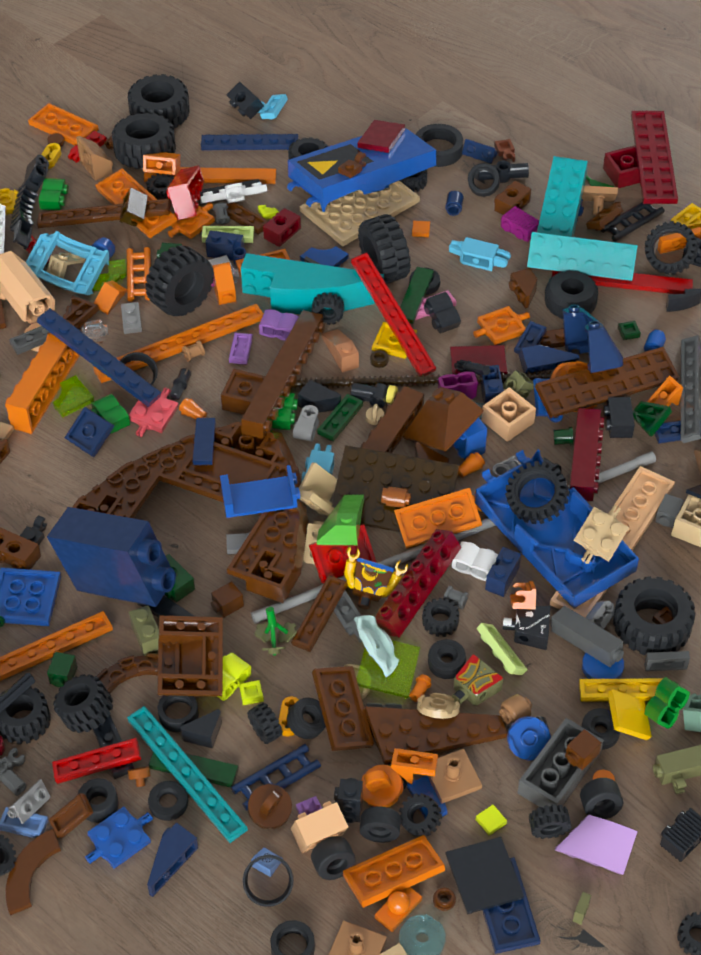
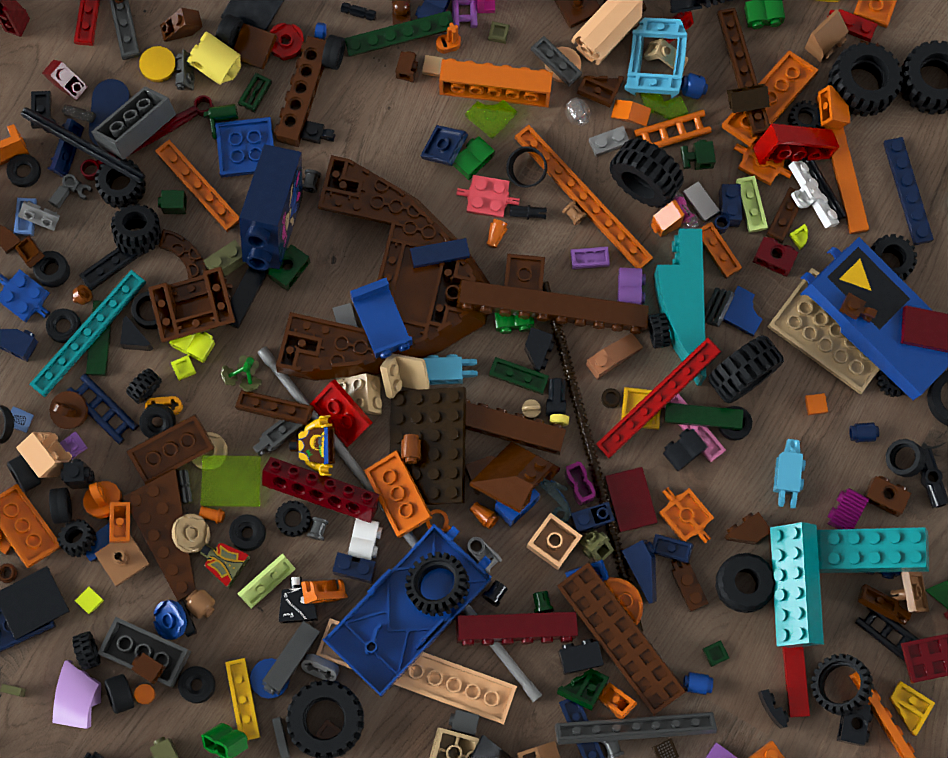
camera: 75 degrees right, 25 degrees up
(96, 760) = (88, 257): red tile -> none
(99, 357) = (524, 125): dark blue plate -> none
(221, 213) = (778, 189): dark grey bush -> none
(227, 599) = (273, 321): reddish brown brick -> none
(307, 424) = (497, 345): light grey piece -> none
(343, 523) = (367, 405): bright green wedge -> none
(374, 636) = (232, 474): light aqua piece -> none
(468, 366) = (603, 494): black piece -> none
(590, 336) = (649, 623): dark blue windscreen -> none
(601, 534) = (394, 653): tan plate -> none
(629, 715) = (211, 708): yellow tile -> none

